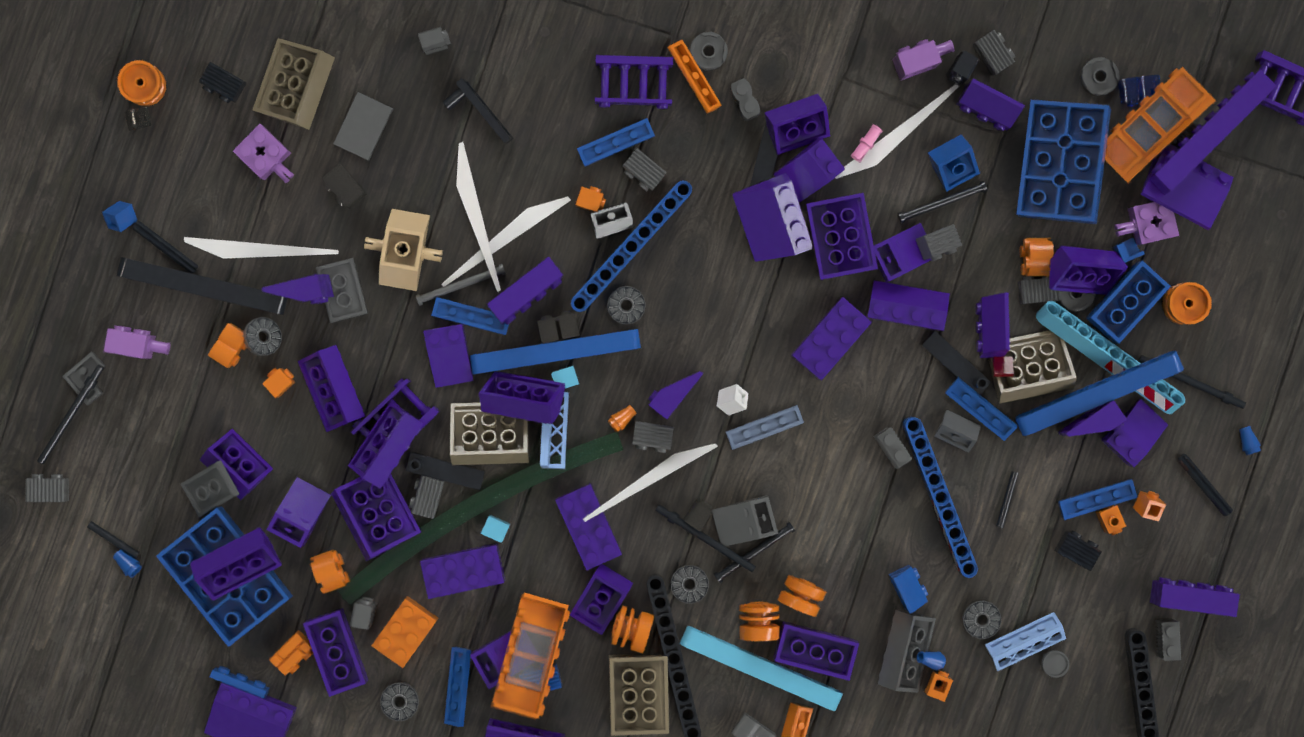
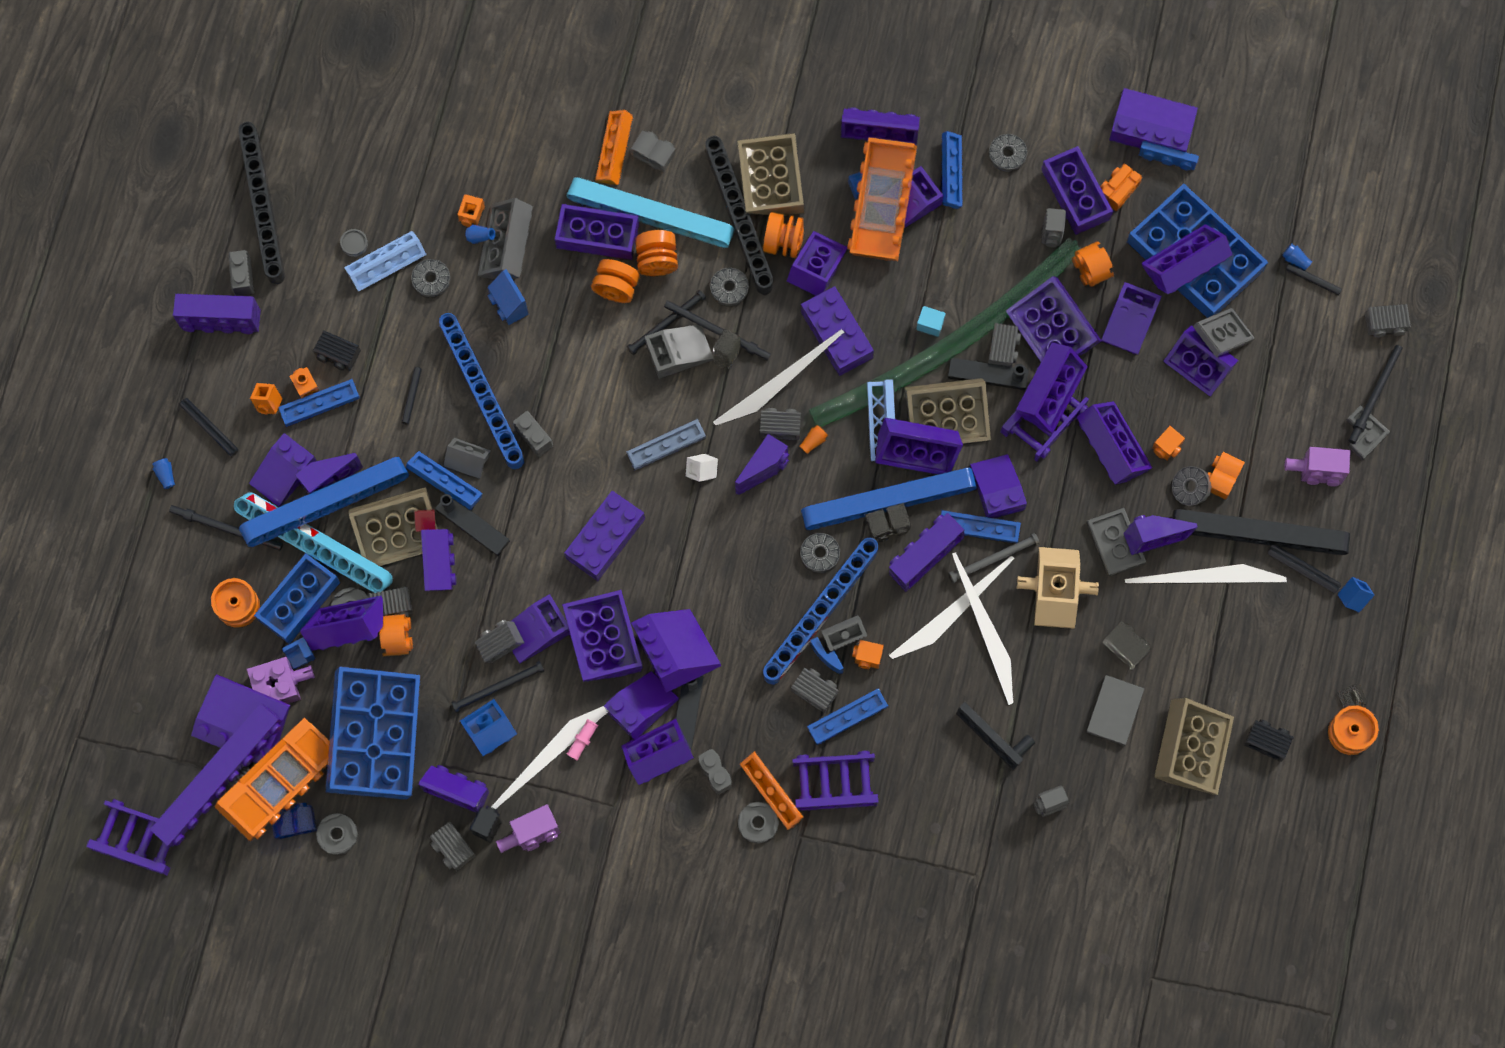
camera: 175 degrees right, 15 degrees down
(274, 155) = (1208, 663): medium lavender brick -> none
(405, 631) = (1010, 215): orange brick -> none
(462, 571) = (959, 277): dark purple brick -> none
(566, 376) = (874, 472): medium azure panel -> none
(627, 198) = (830, 659): none -> blue slope
(908, 305) = (526, 575): dark purple slope -> none

